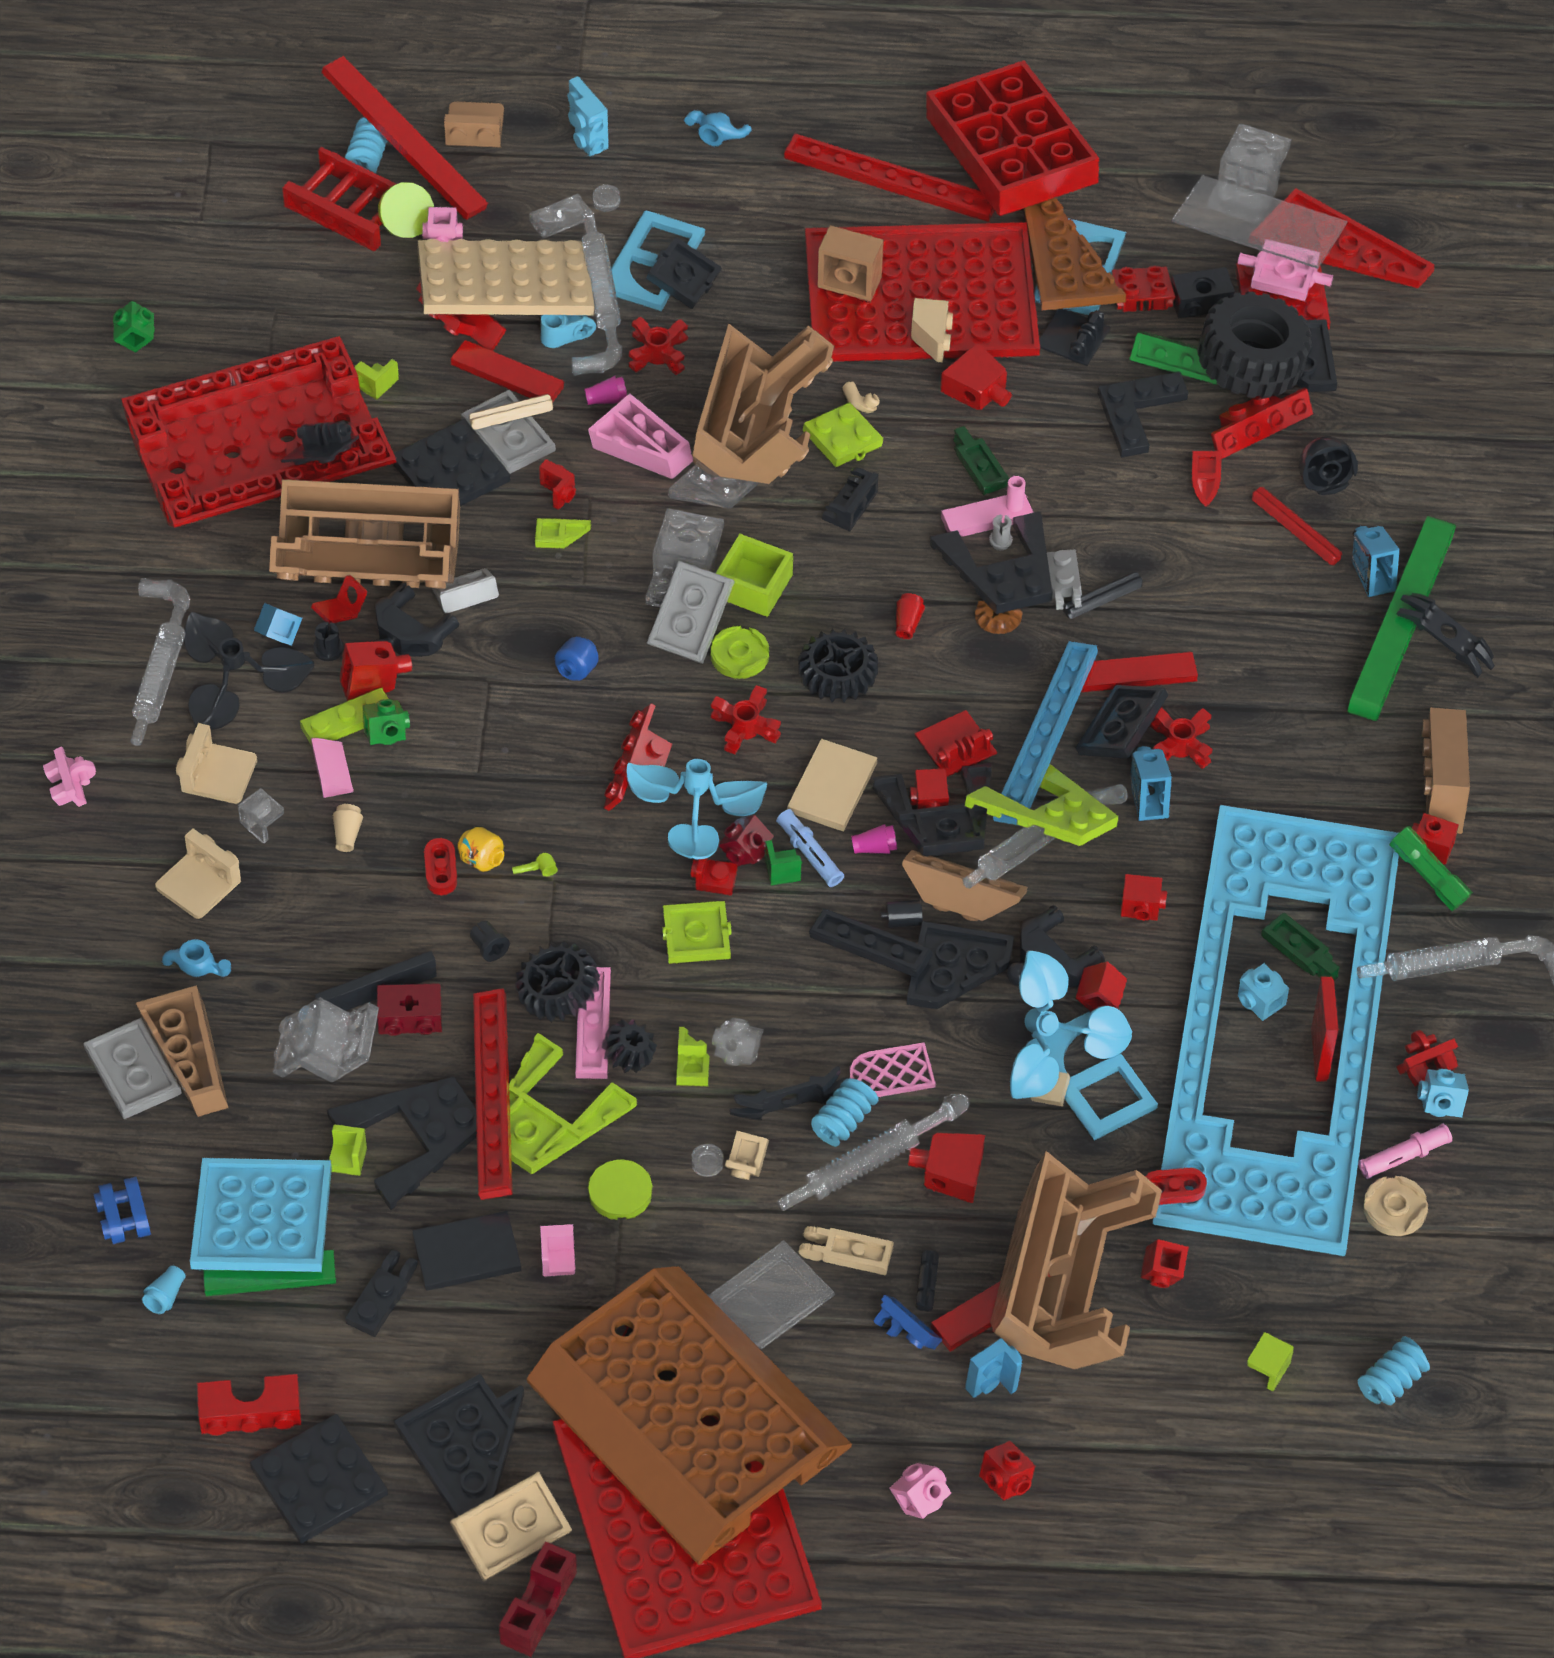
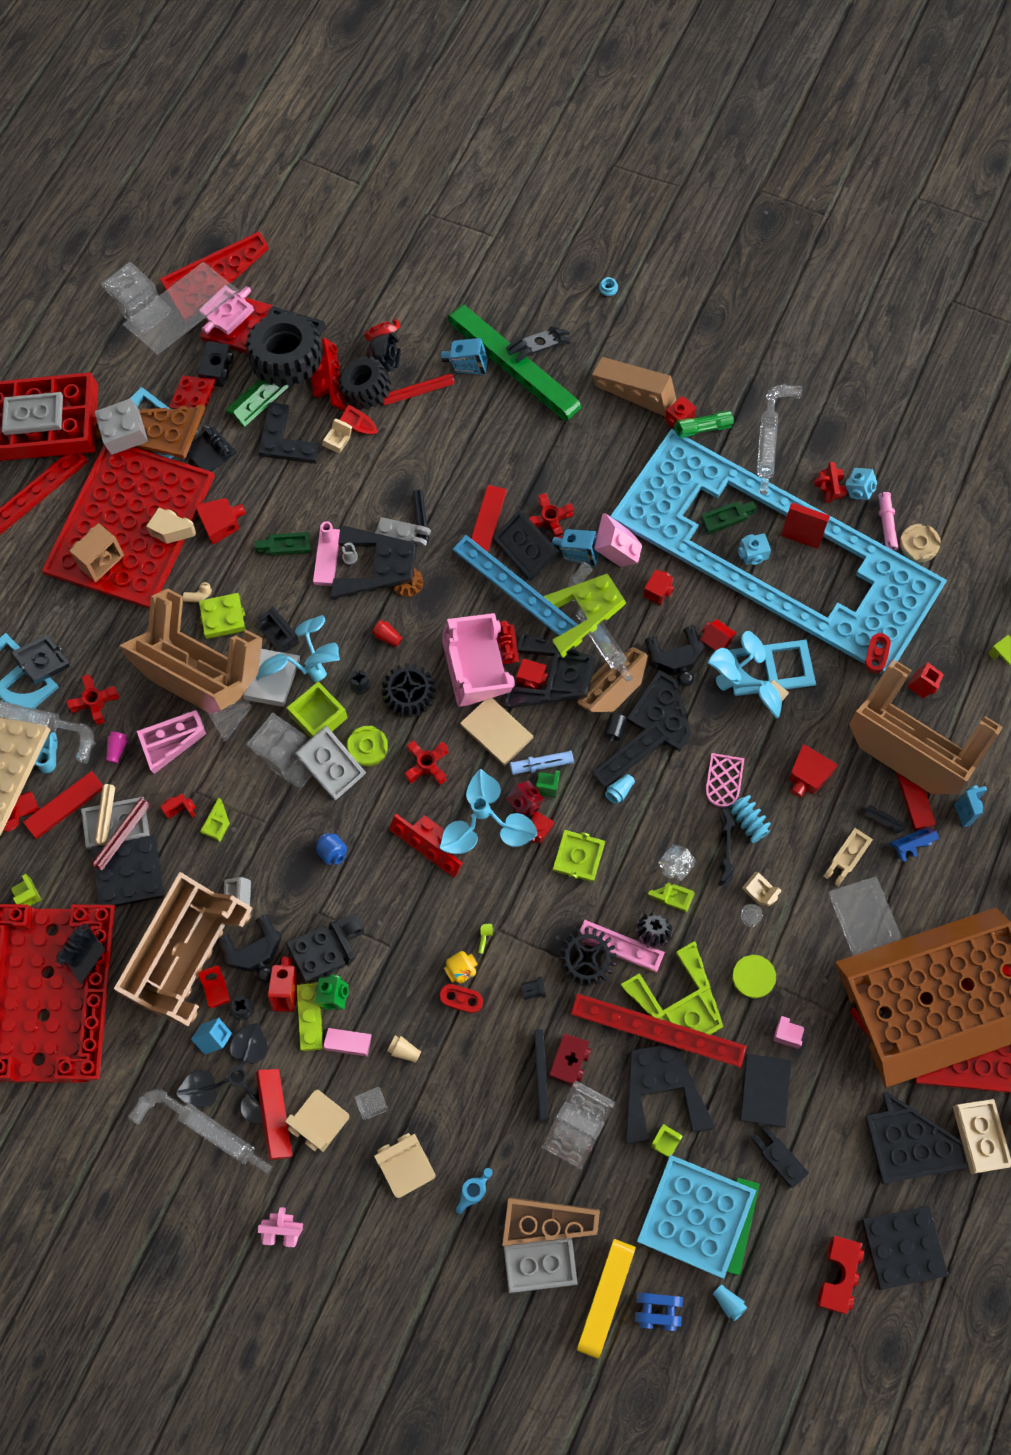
camera: 65 degrees left, 15 degrees up
(117, 1148) = (606, 1299): none -> yellow beam
(216, 713) = (273, 1114): none -> tile
(441, 697) = (324, 949): none -> black plate
(492, 435) = (120, 834): none -> axle
(780, 512) = (274, 687): none -> light grey tile
(815, 948) = (618, 790): none -> medium azure cone
(817, 548) = (313, 663): none -> medium azure plant
(824, 610) = (365, 682): none -> black bush
(872, 1154) = (790, 809): clear piece -> none
(877, 840) = (553, 720): dark pink cone -> none
(917, 717) = (475, 659): none -> bright pink windscreen
(1007, 124) = (32, 413): none -> light grey tile
(1044, 222) = (121, 426): none -> light grey brick
(1169, 461) = (337, 436): none -> tan bracket
(1182, 819) = (617, 542): none -> bright pink slope
(1263, 456) = (365, 383): none -> black tyre
(1360, 448) = (382, 328): none -> red tile

